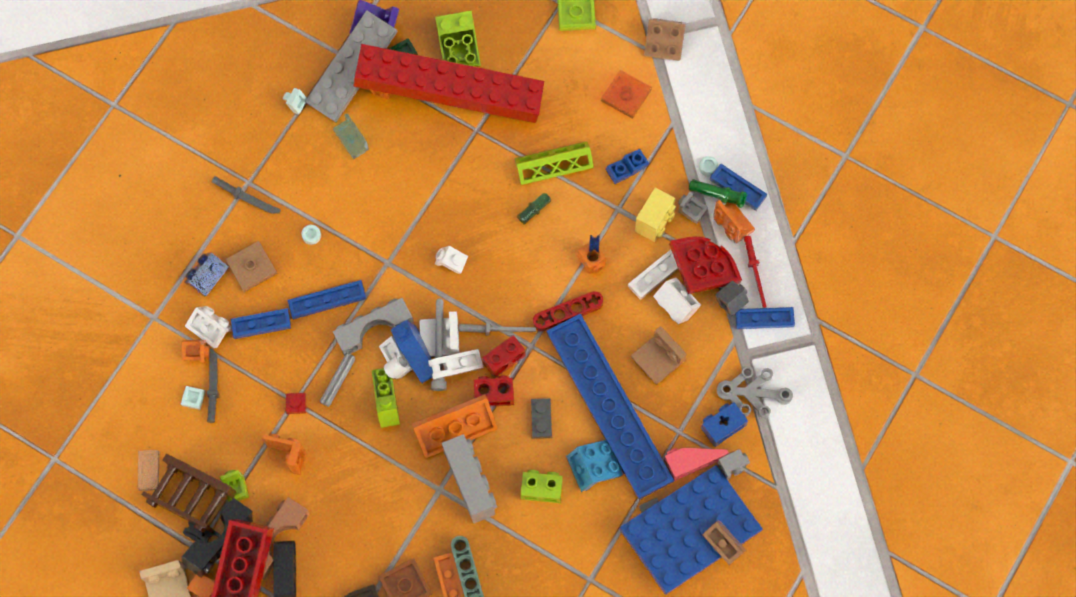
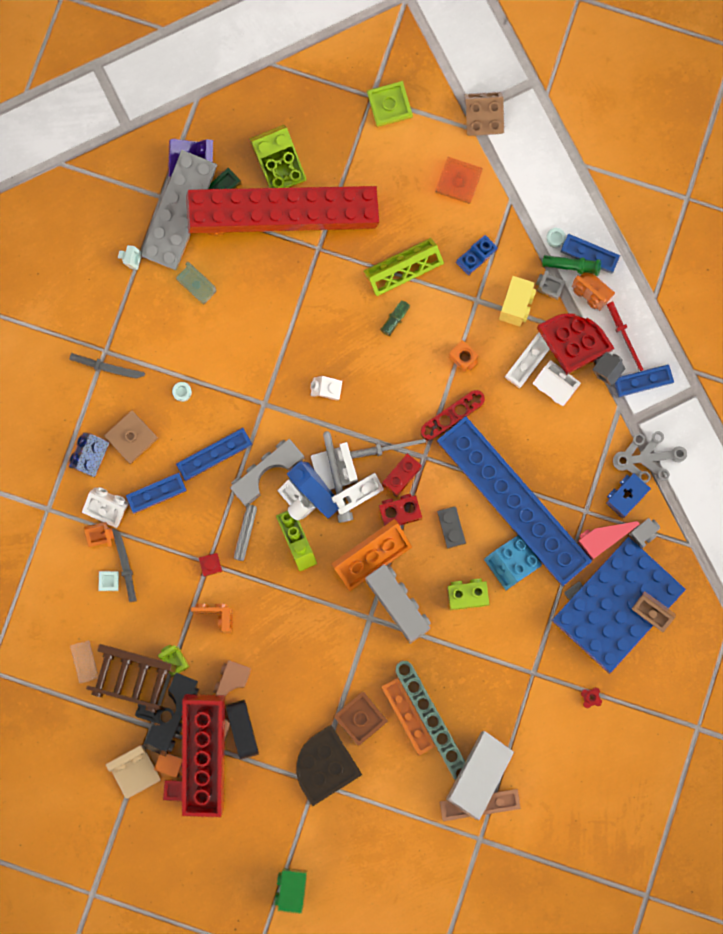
camera: 15 degrees left, 10 degrees up
(594, 243) = (465, 344): clear blue bush -> none
(659, 356) = (551, 442): medium nougat bracket -> none

